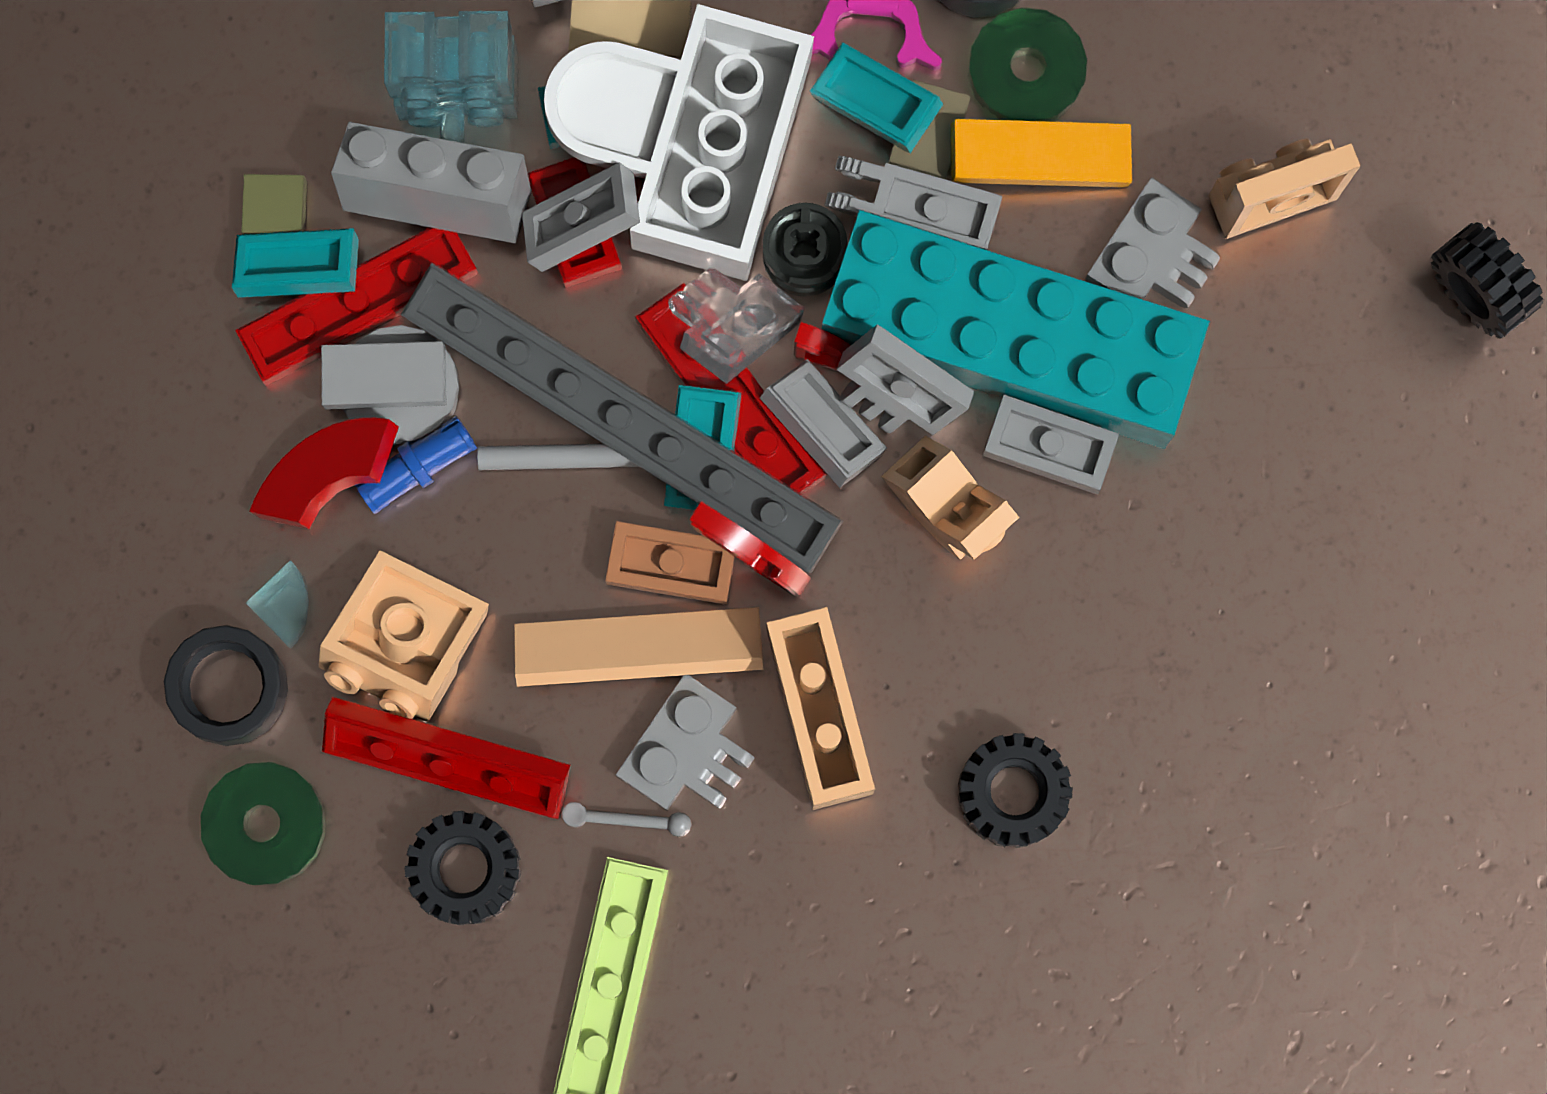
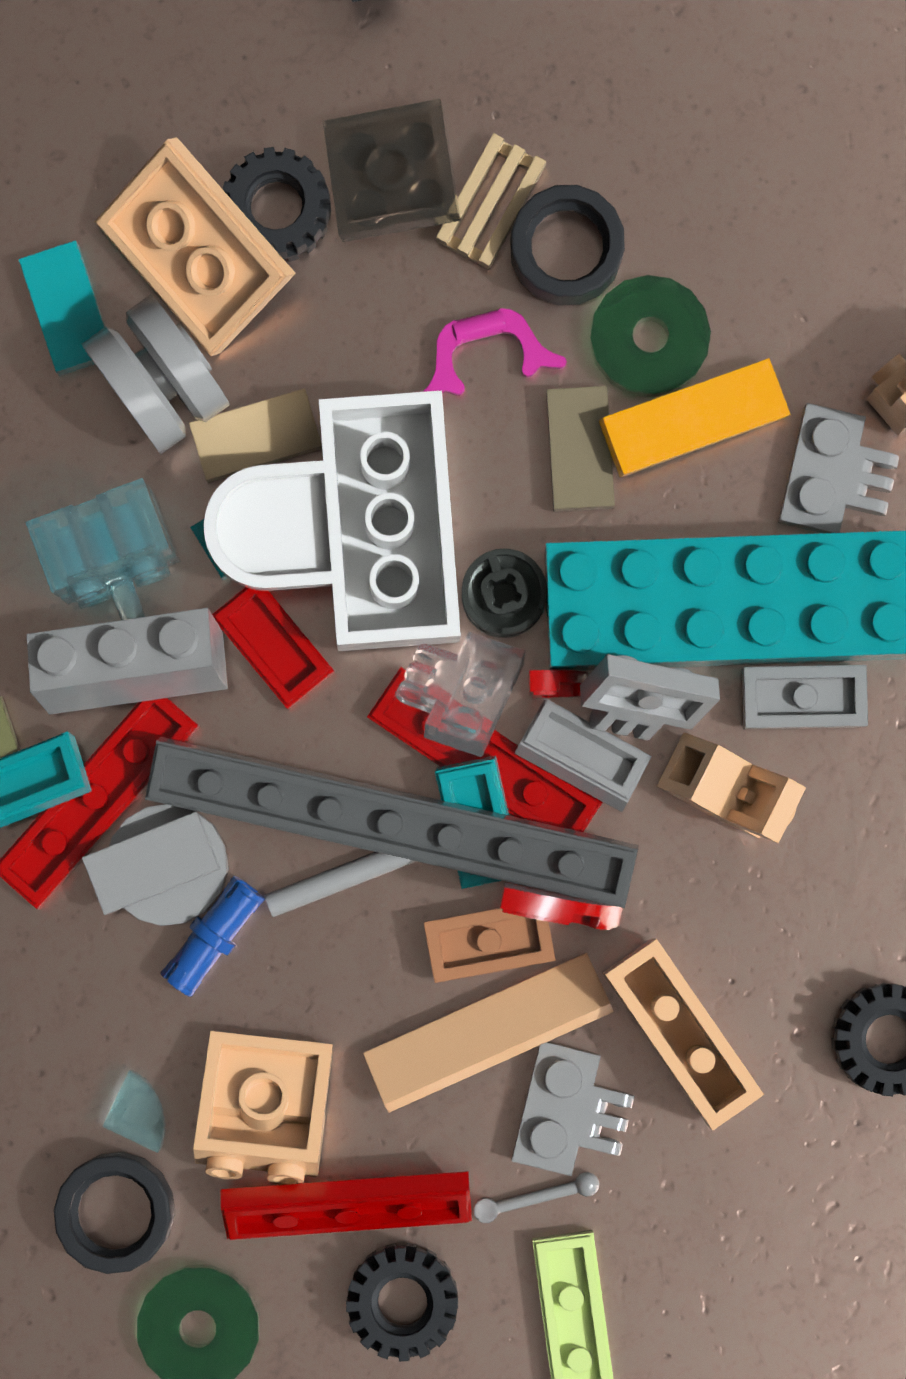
camera: 15 degrees left, 5 degrees up
(322, 467) = (126, 972): red tile -> none
(580, 217) = (283, 646): light grey plate -> none
(876, 97) = (518, 420): teal tile -> none
(921, 201) = (601, 512): light grey hinge -> none

